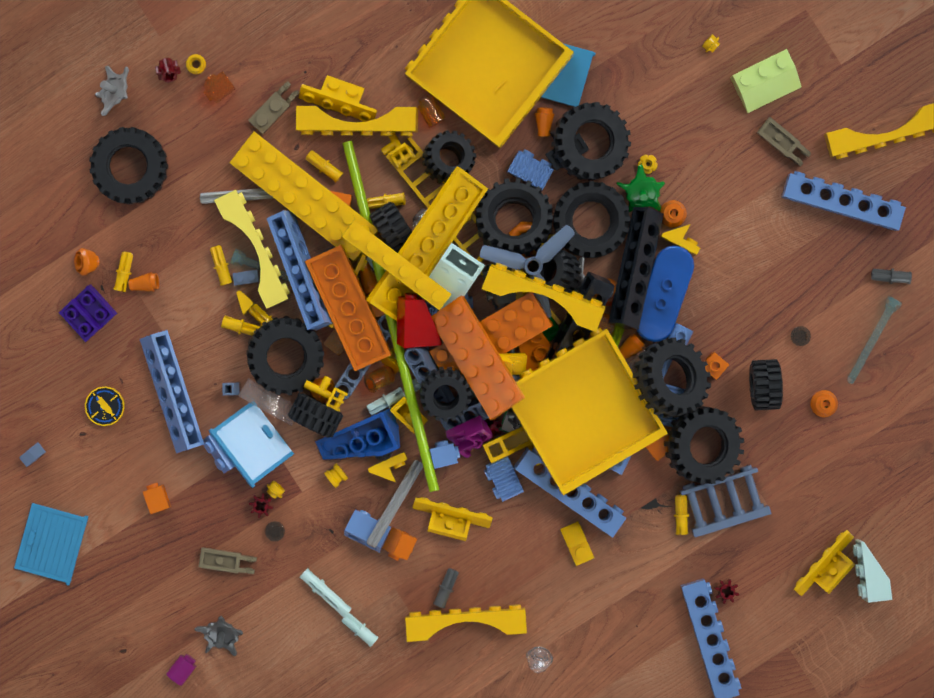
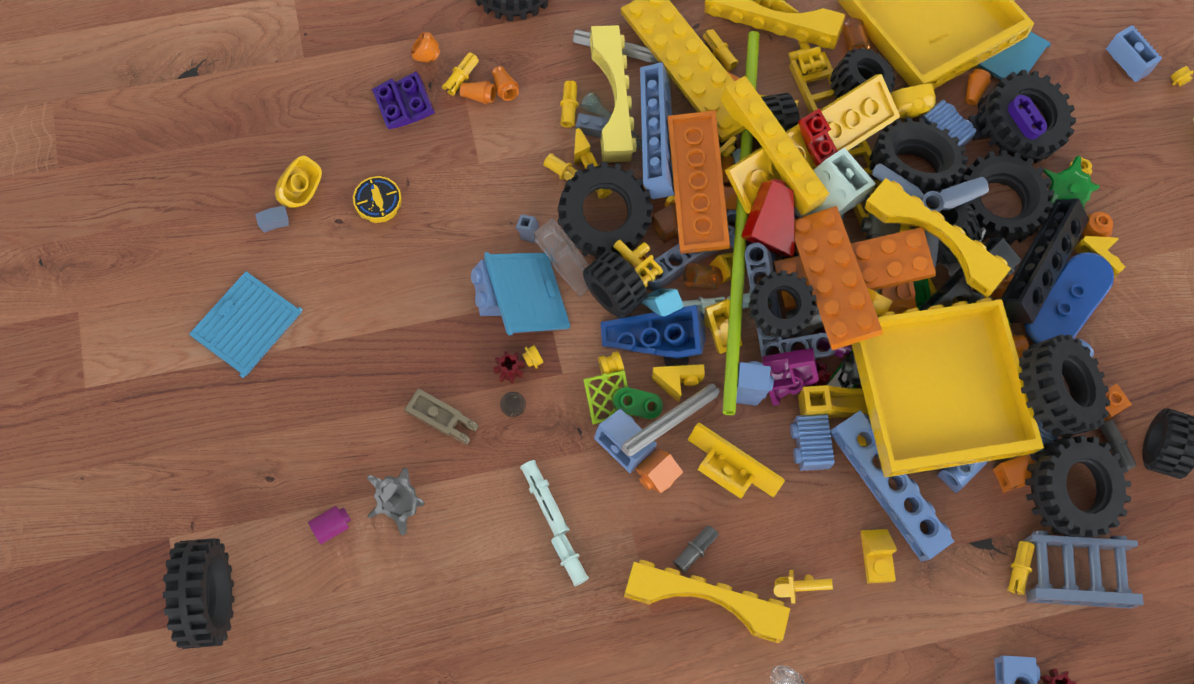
camera: 15 degrees right, 20 degrees down
(40, 419) = (298, 182): none -> yellow piece
(156, 498) = (390, 315): orange brick -> none
(162, 267) = (505, 85): none -> orange cone
(171, 391) = (459, 206): medium blue brick -> none
(335, 489) = (603, 377): none -> lime window
(355, 413) = (663, 301): none -> medium azure slope
(366, 497) = (638, 402): none -> green plate
(428, 244) = (816, 137): none -> red slope
(494, 163) = (914, 100): none -> yellow piece
(519, 592) = (788, 586): none -> yellow arm
(591, 149) = (1027, 117): none -> dark purple beam
(664, 42) = (1133, 53): none -> medium blue brick
(729, 394) = (1118, 444): none -> dark grey axle

